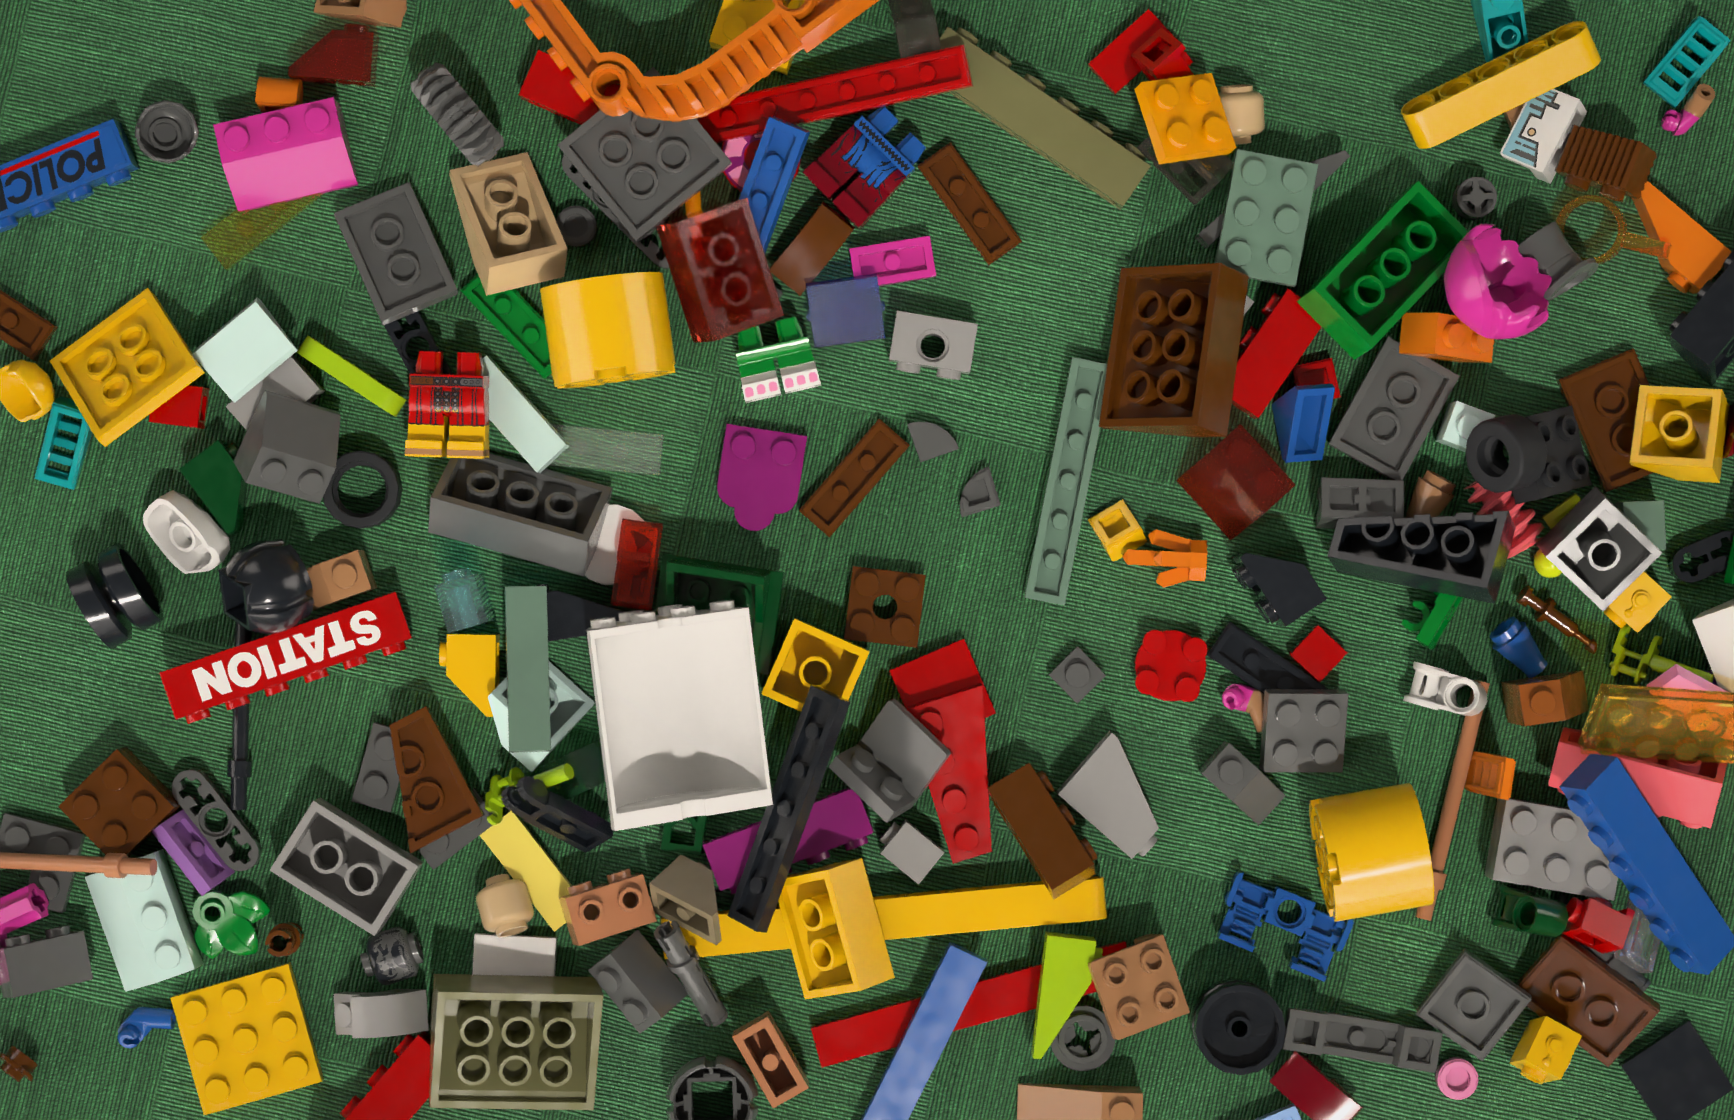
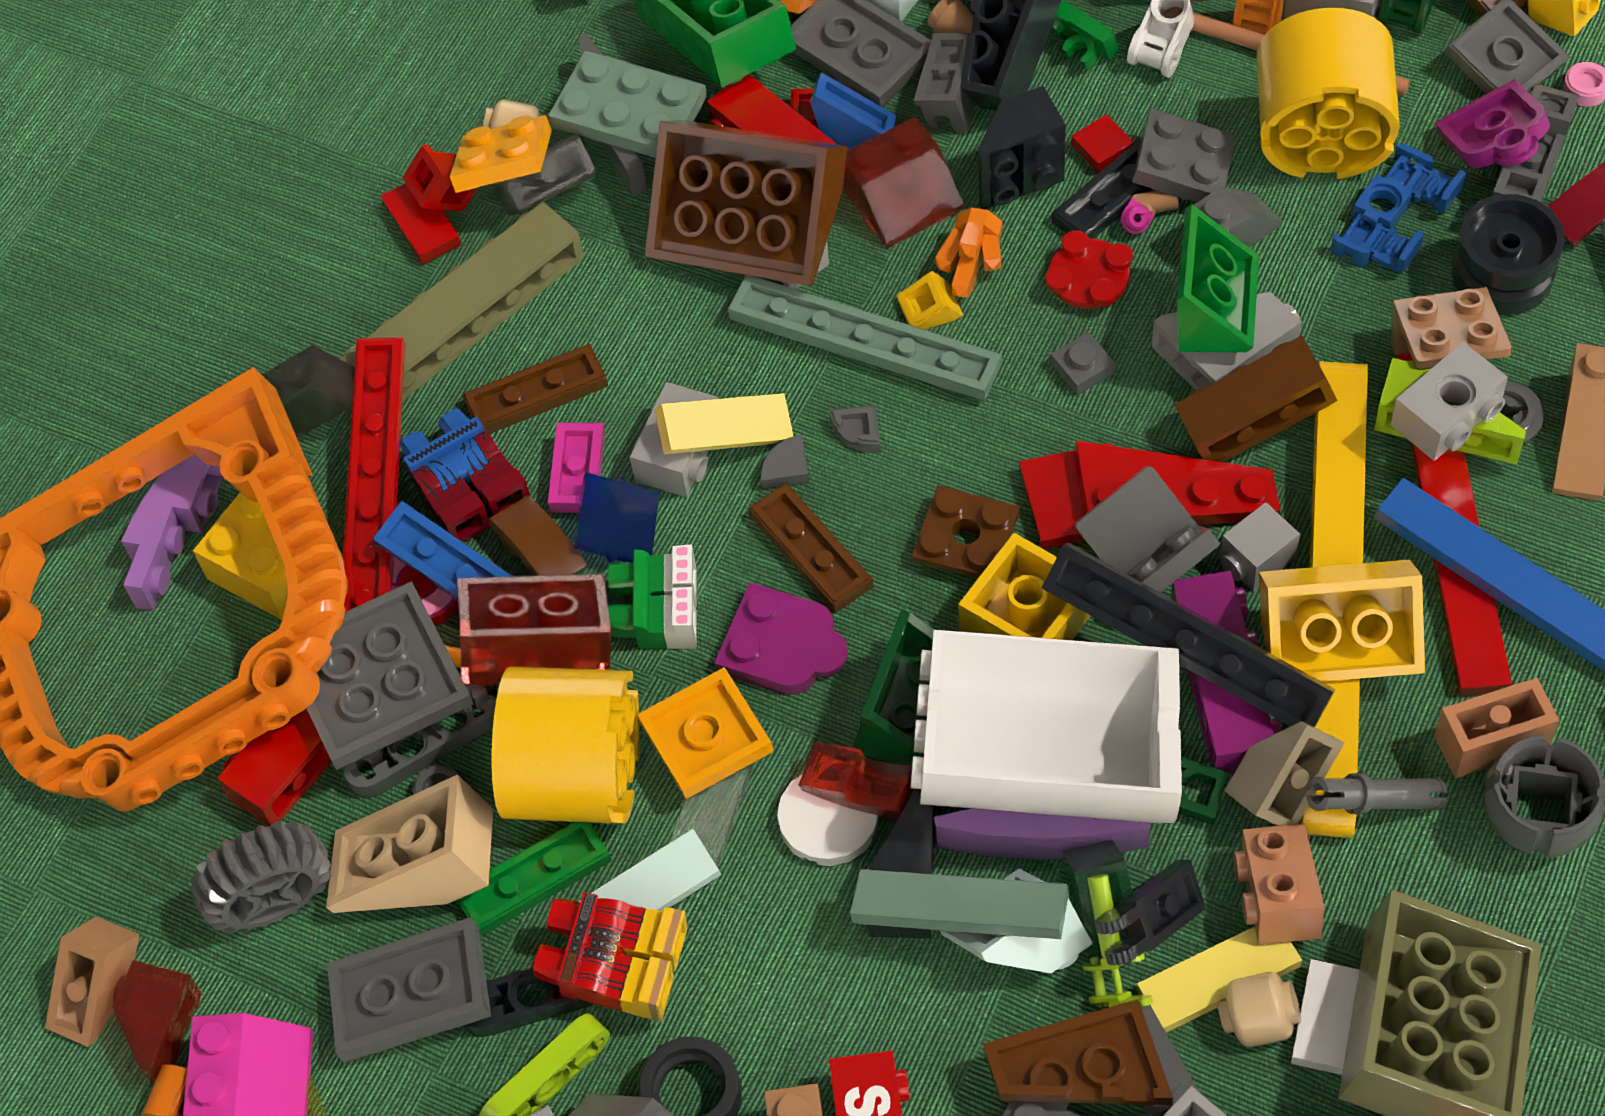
camera: 75 degrees left, 30 degrees down
(464, 600) = (857, 977): clear light blue brick -> none
(473, 665) = (948, 992): yellow slope -> none
(520, 511) = (763, 901): dark grey slope -> none
(638, 981) = (1378, 858): dark grey brick -> none
(653, 433) = (705, 733): none -> light orange plate
(943, 384) = (723, 423): none -> light yellow tile
(1033, 973) = (1460, 379): none -> light grey brick
(1142, 784) = (1215, 288): none -> green slope
(1374, 1004) = (1496, 128): none -> magenta plate

